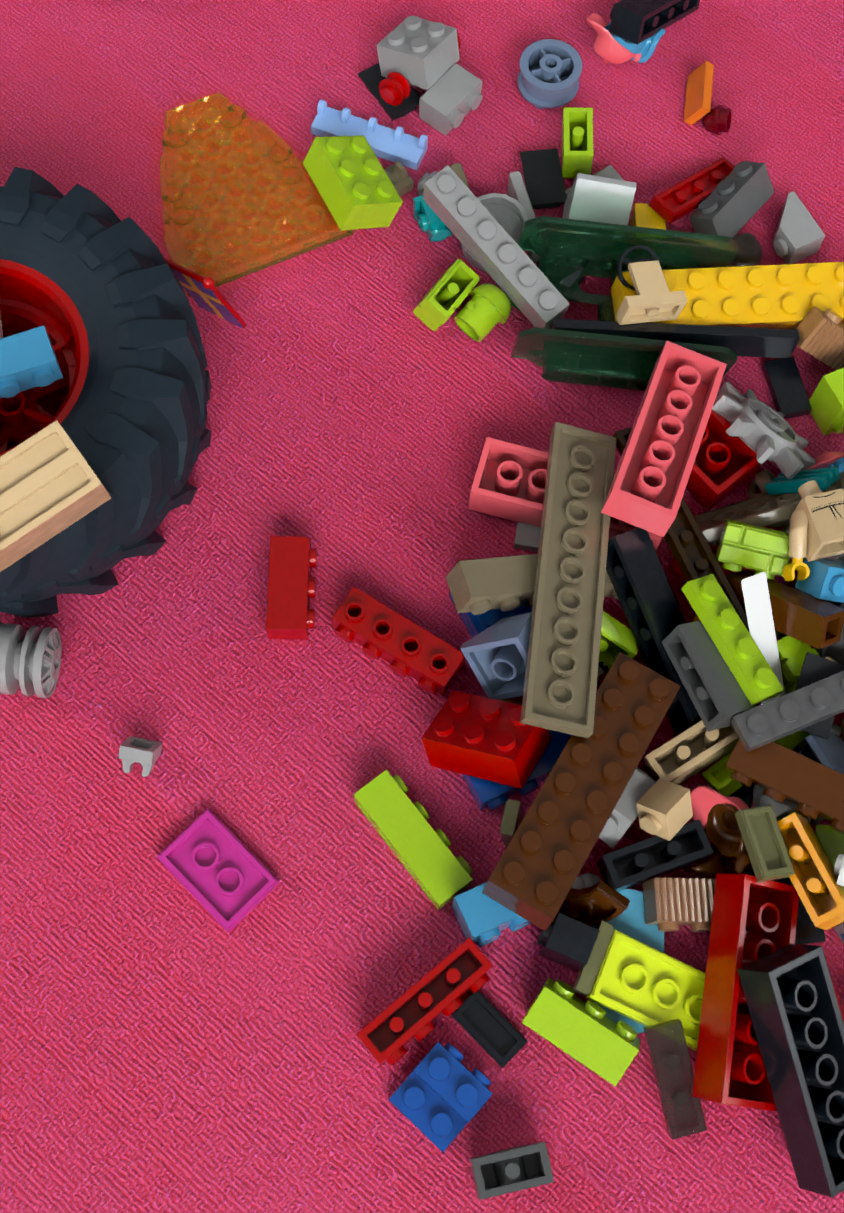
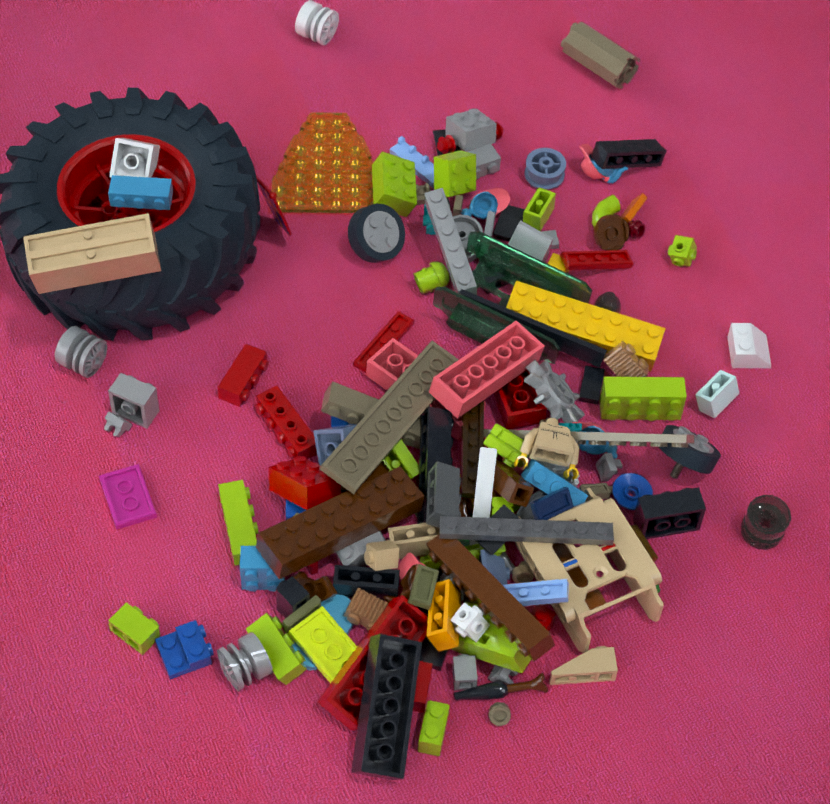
camera: 25 degrees right, 15 degrees down
(149, 707) = (134, 400): none -> light grey brick
(349, 1097) = (134, 628): none -> lime brick
(371, 273) = (376, 233): none -> wheel
(421, 1004) = (199, 598): red brick -> none
(435, 131) = (455, 173): none -> lime brick
(446, 295) = (414, 260): lime brick -> none
(464, 444) = (395, 328): none -> red tile
(489, 1028) = (227, 627): black tile -> none
(498, 159) = (488, 200): none -> dark azure hair
(511, 1170) = (199, 694): dark grey brick -> none
(551, 1081) = (240, 663): none -> light grey wheel
(653, 296) = (521, 297): tan piece -> none
(663, 116) = (609, 205): none -> lime cylinder
(674, 1078) = (315, 685): clear smoke tile -> none
(694, 139) = (611, 232): none -> reddish brown tile
(732, 639) = (464, 480): lime plate -> none
(733, 200) = (614, 274): dark grey brick -> none
(796, 232) = (645, 304): light grey slope -> none
(803, 130) = (682, 251): none -> lime brick

